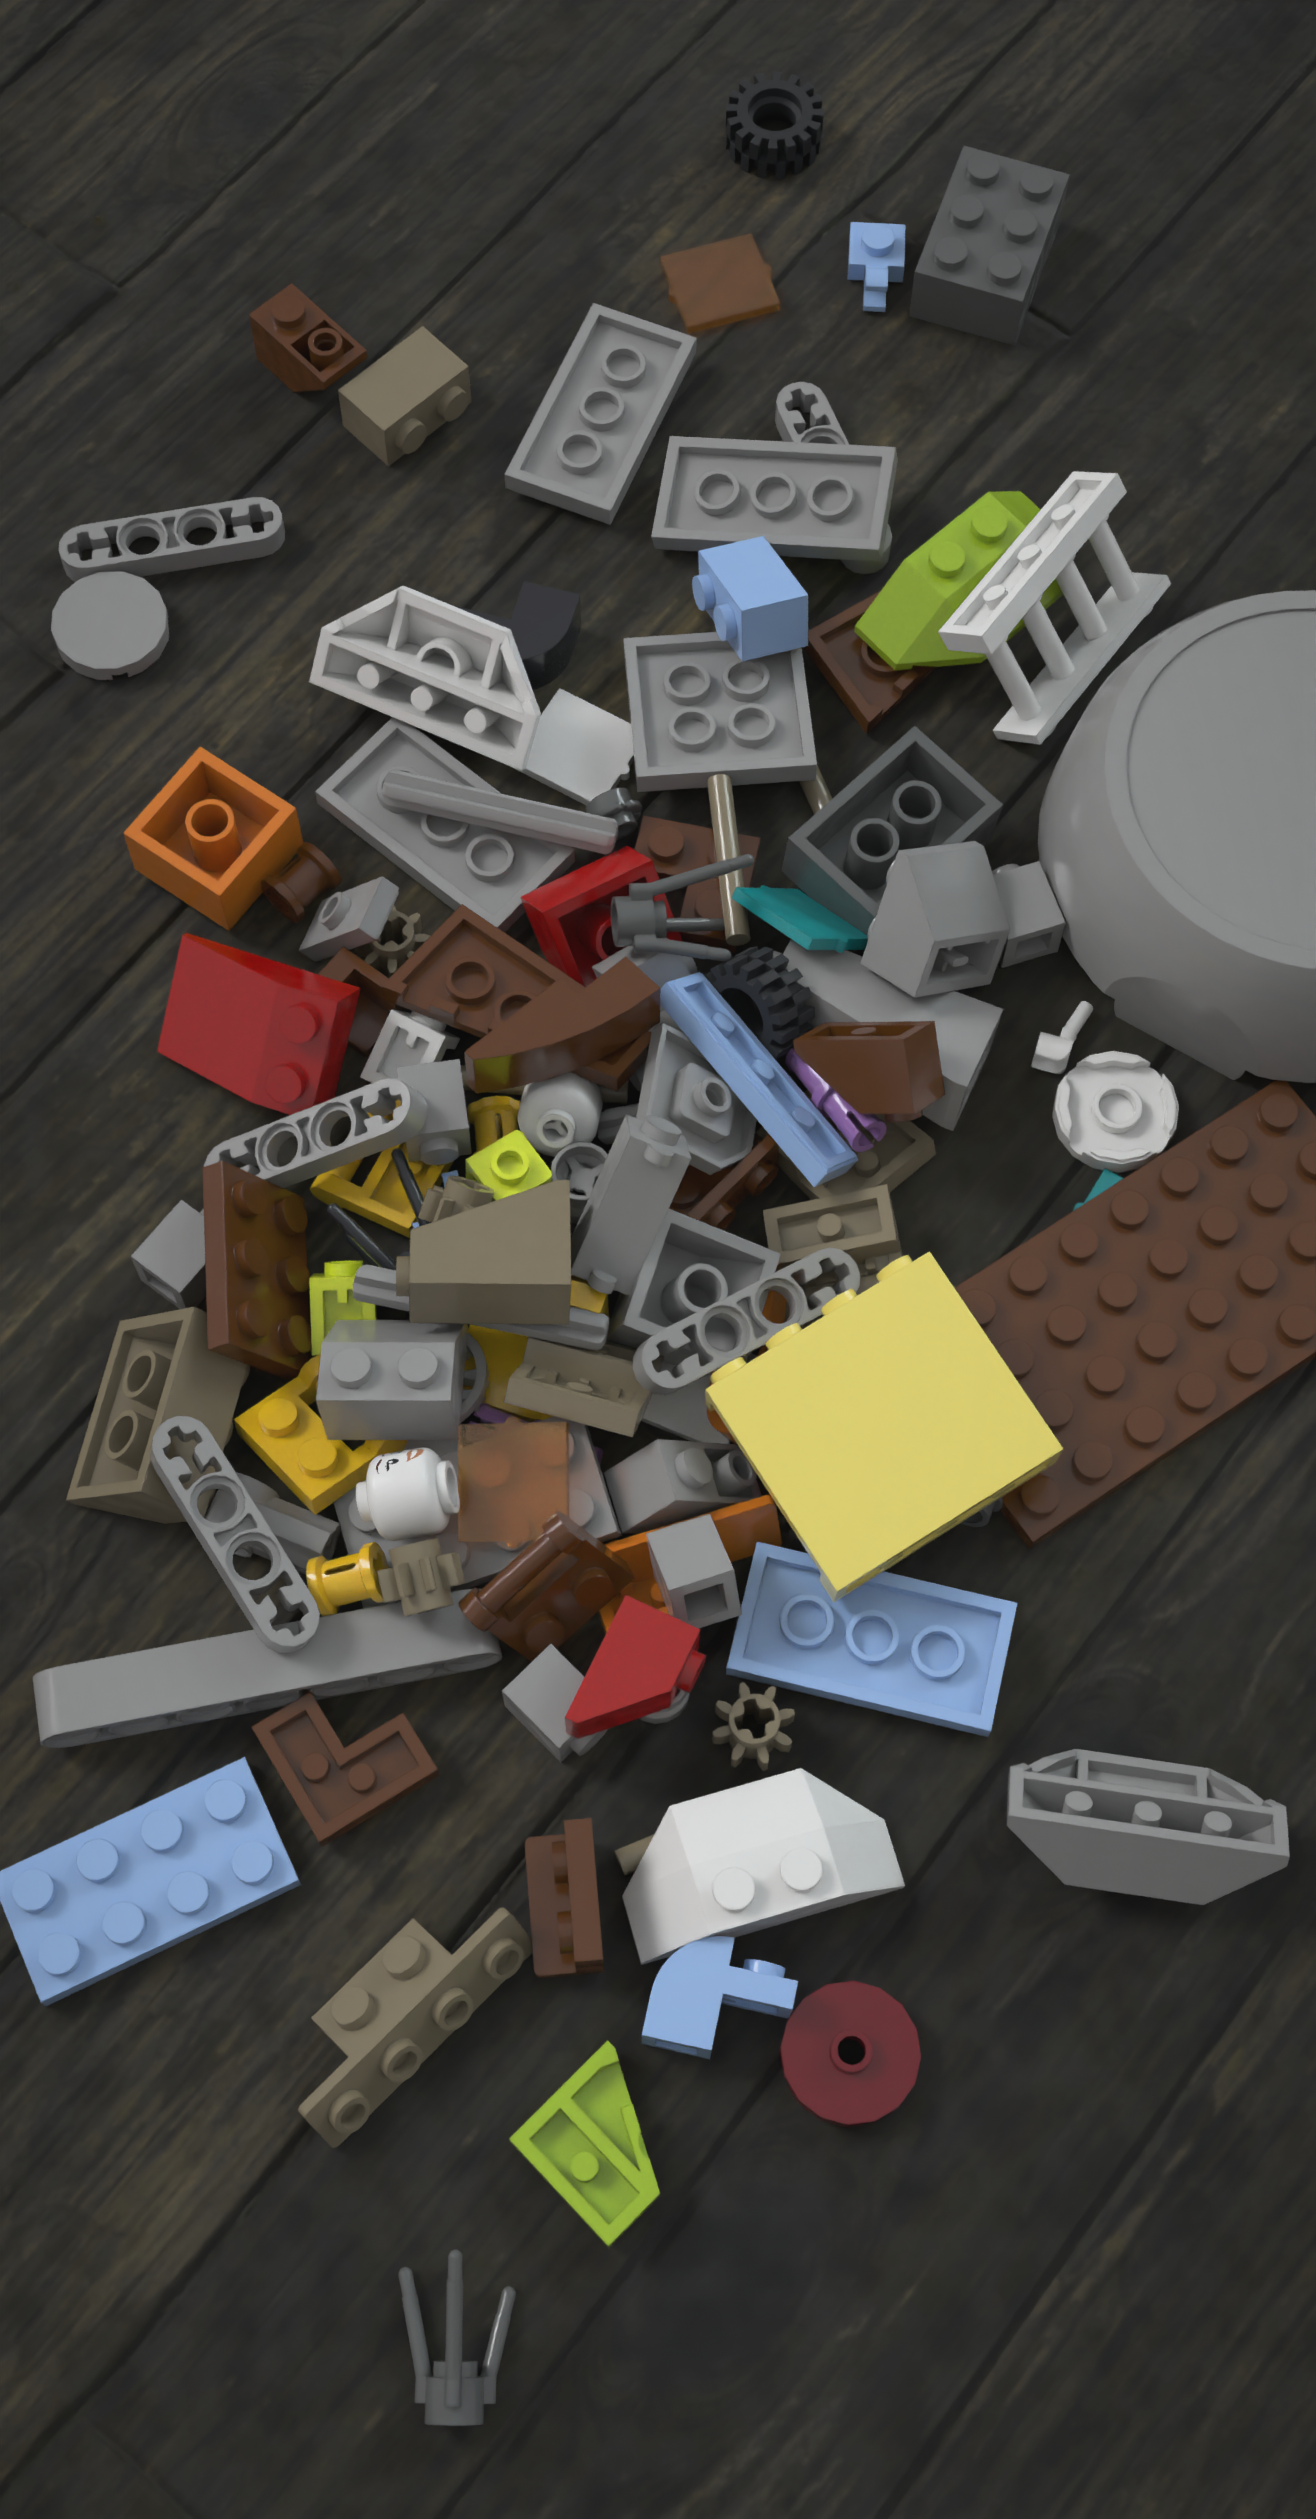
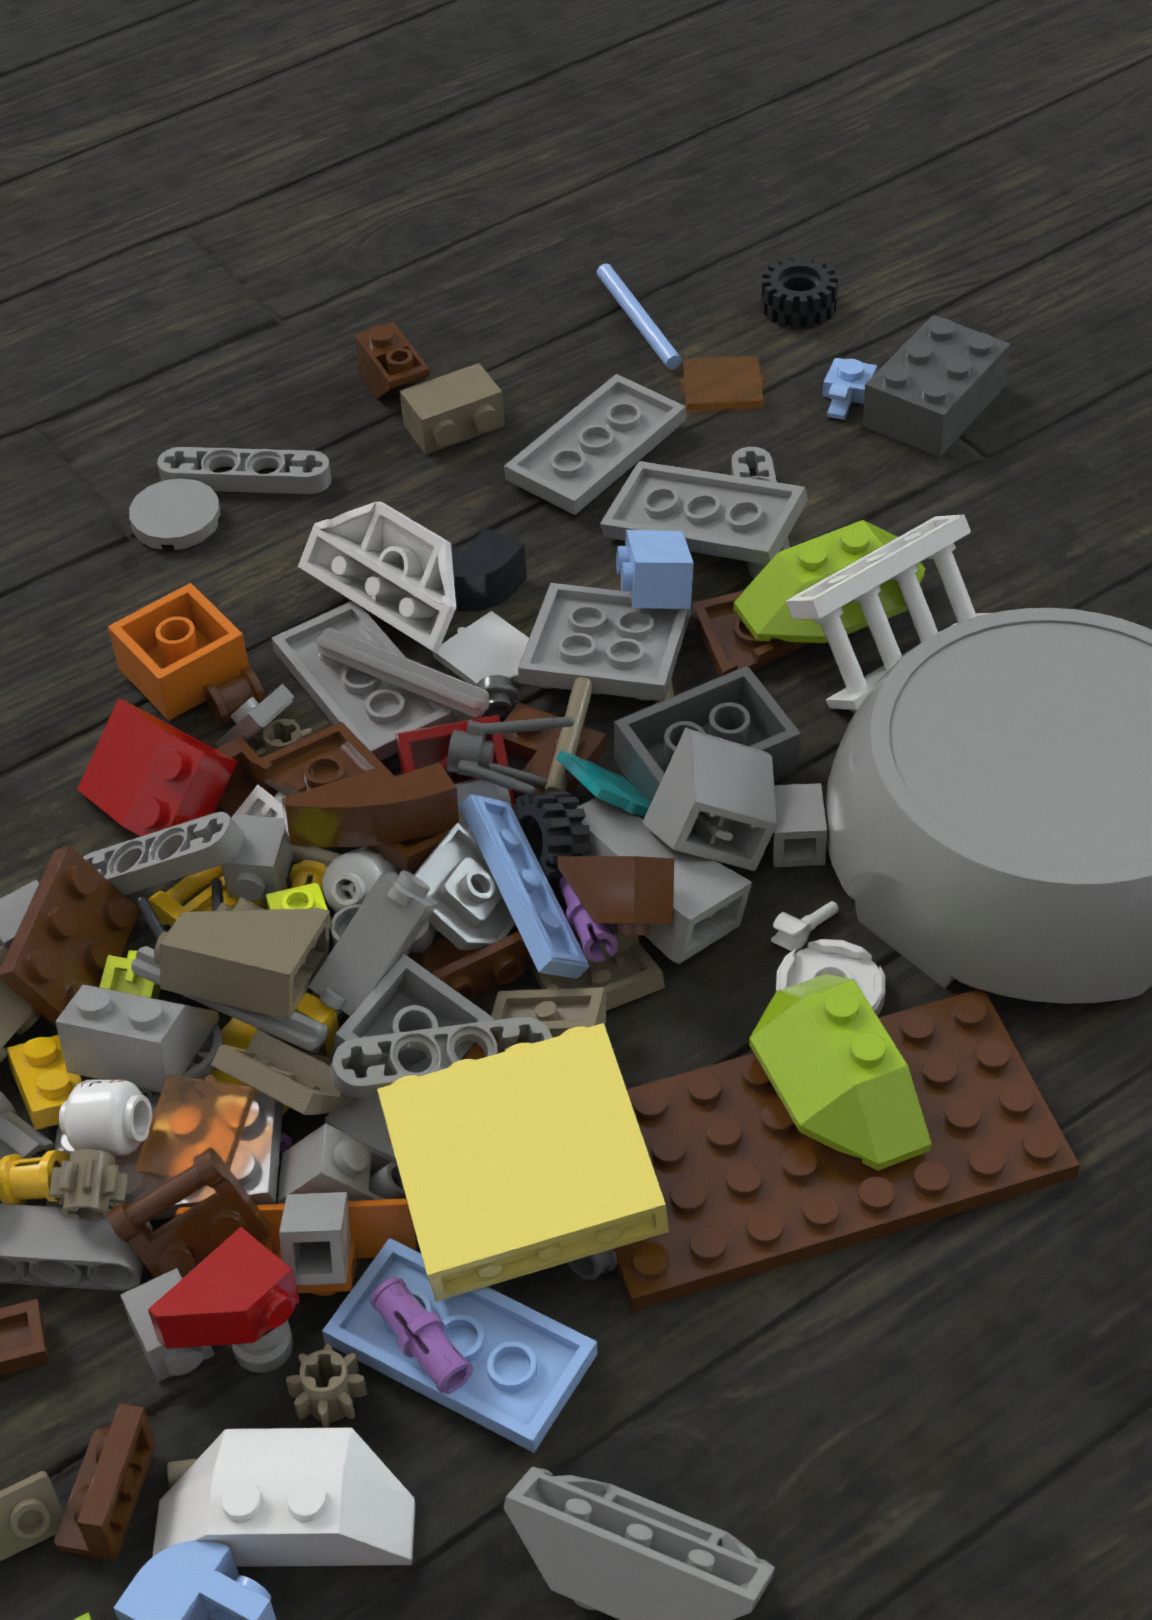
camera: 20 degrees right, 20 degrees down
(581, 197) = (639, 317): none -> light blue bar
(839, 1649) = (421, 1335): none -> medium lavender pin
(1171, 1222) = (840, 1072): none -> lime wedge

